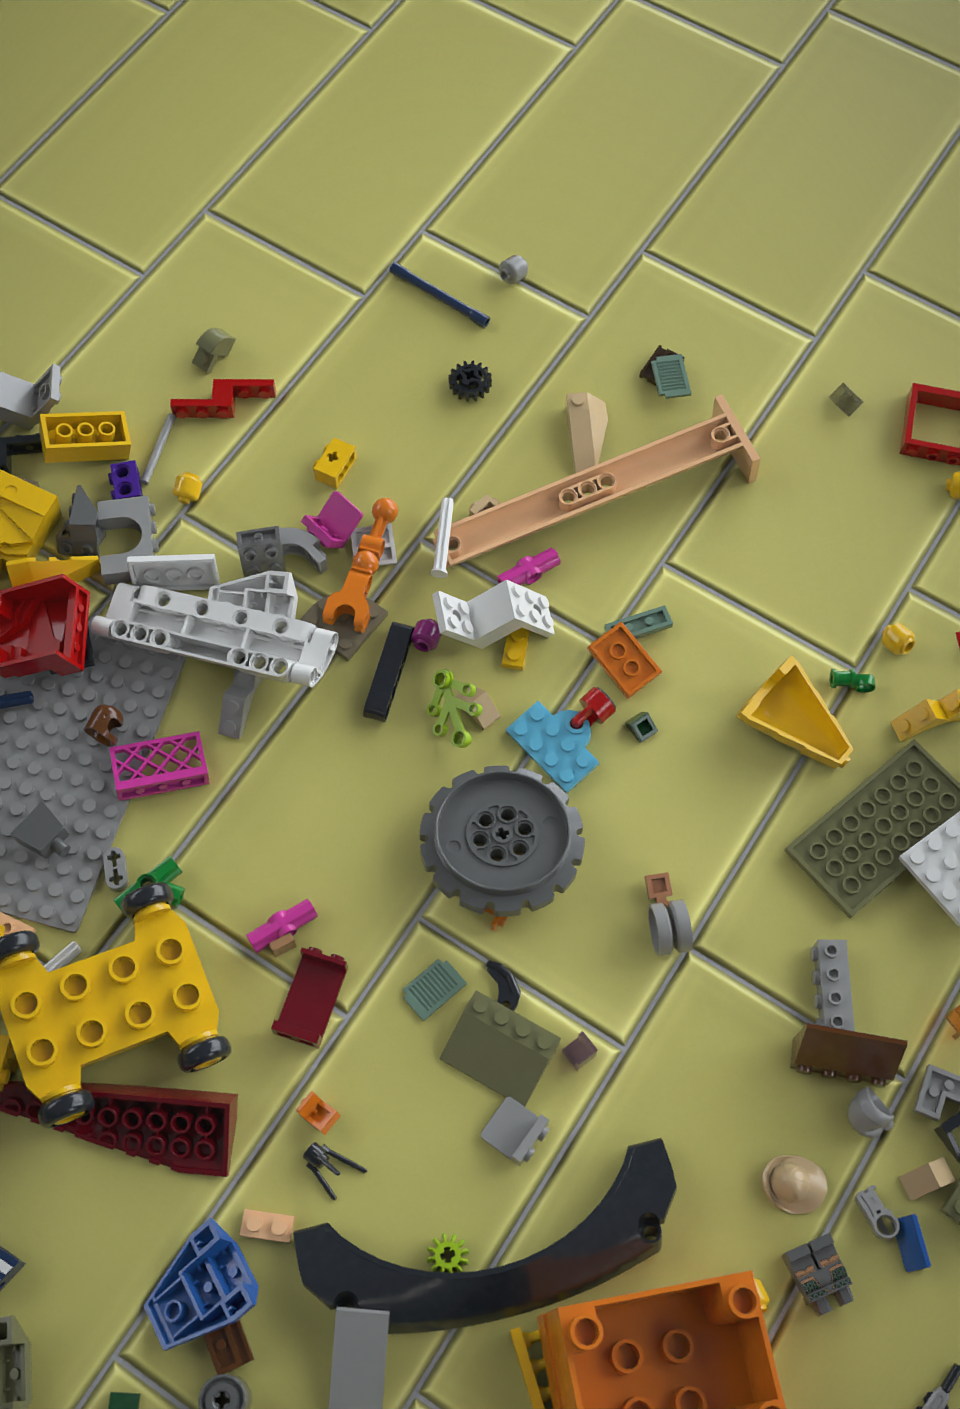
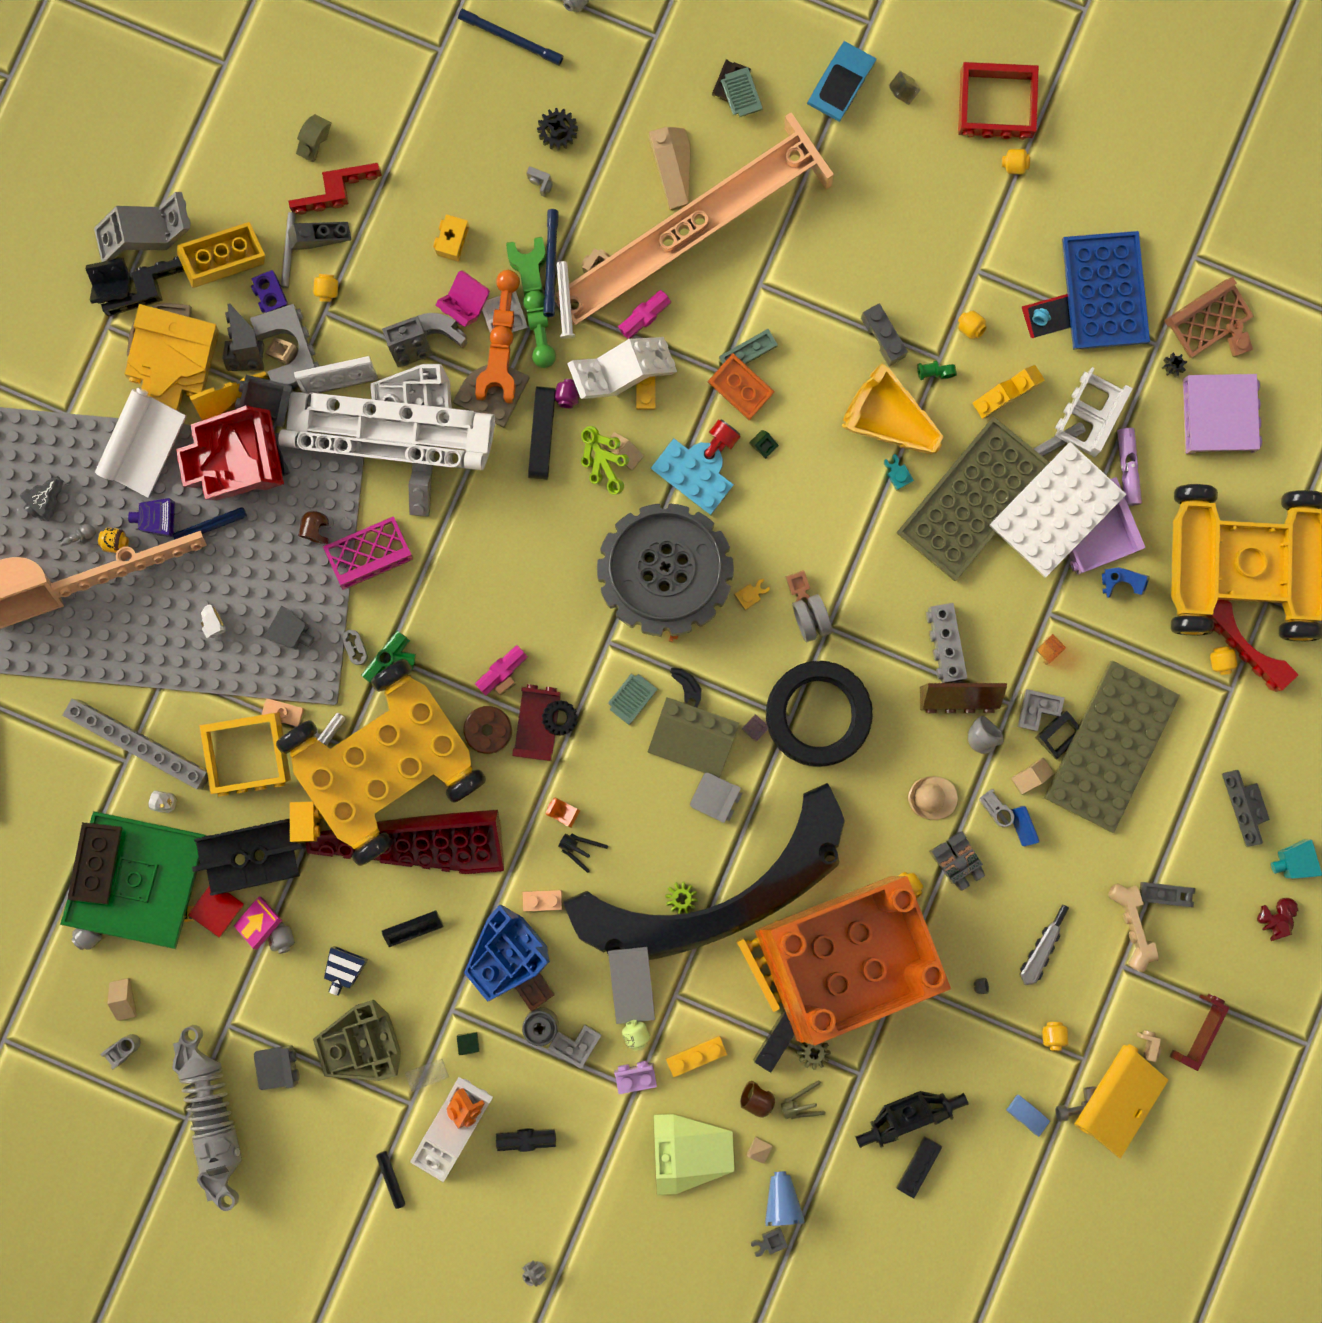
camera: 10 degrees left, 20 degrees up
(92, 1231) = (412, 928): none -> black plate
(93, 577) = (265, 395): none -> dark grey panel
(123, 541) = (282, 351): none -> tan slope
(190, 437) = (317, 234): none -> dark grey slope
(256, 1008) = (501, 732): none -> reddish brown plate
(350, 984) = (548, 717): none -> black tyre
(410, 536) = (529, 268): none -> bright green piece
(427, 533) = (549, 300): none -> dark blue piece
(441, 422) = (539, 177): none -> light grey bracket
(598, 892) = (749, 596): none -> yellow plate
(700, 1009) = (860, 707): none -> black tyre
(779, 383) = (841, 81): none -> slope
(790, 618) = (887, 337): none -> dark grey arch
(794, 786) = (899, 474): none -> teal plate

